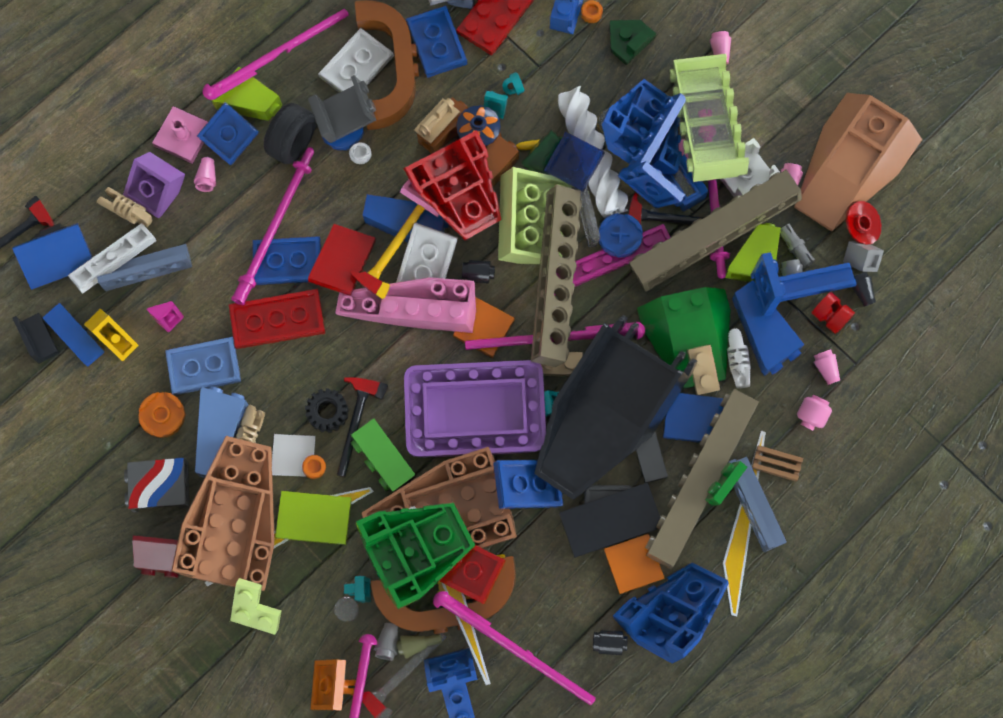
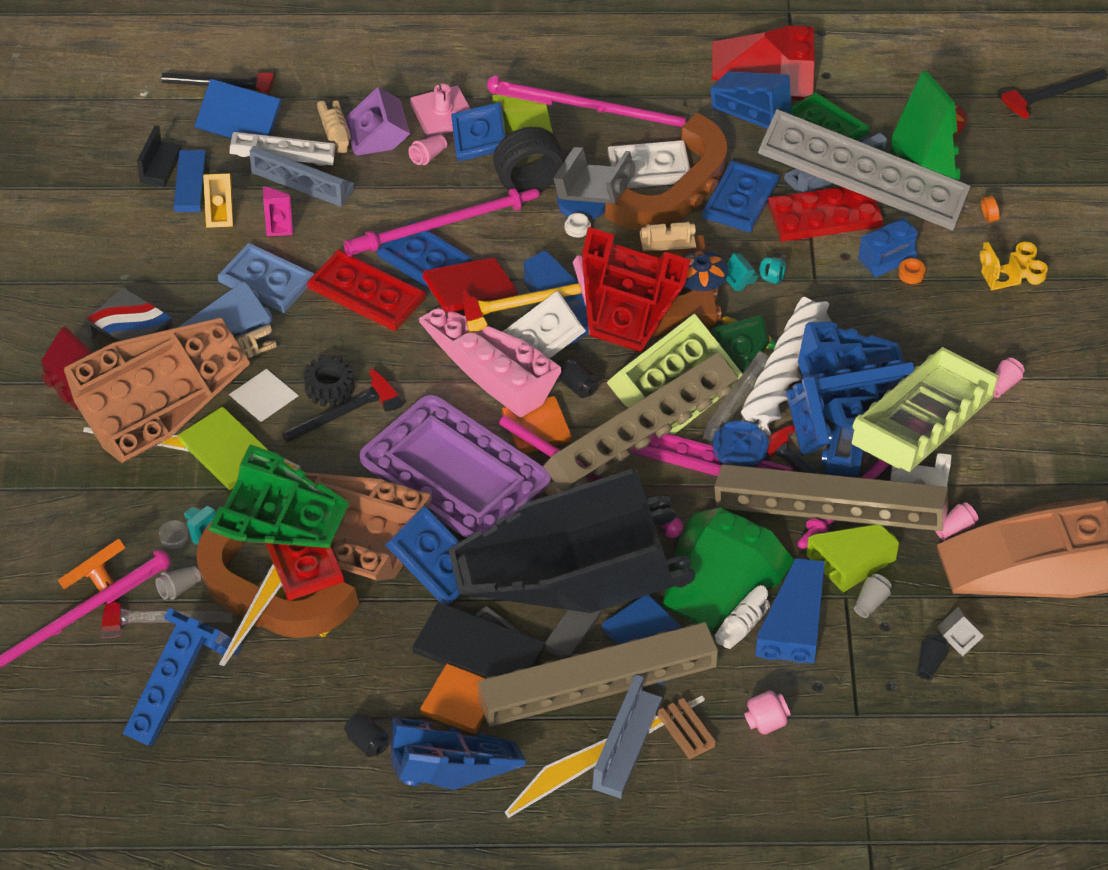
camera: 40 degrees right, 25 degrees down
(161, 414) = (192, 285): orange tile -> none
(249, 612) = (93, 465): yellowish green plate -> none
(314, 467) = (270, 413): orange tile -> none
(382, 456) = (336, 438): bright green brick -> none
(412, 645) = (195, 598): olive cone -> none
(444, 599) = (257, 567): dark pink bar -> none
(574, 161) = (757, 352): clear blue tile -> none
(629, 38) = (924, 313): dark green plate -> none
(704, 374) = (698, 598): tan plate -> none
(720, 489) = (620, 677): green plate -> none
(777, 289) = (857, 592): blue bracket -> none
(796, 246) = (903, 577): light grey pin -> none
(827, 366) = (824, 687): bright pink cone -> none
(833, 312) = (876, 649): red wheel -> none
(863, 223) = (1000, 601): red dish -> none

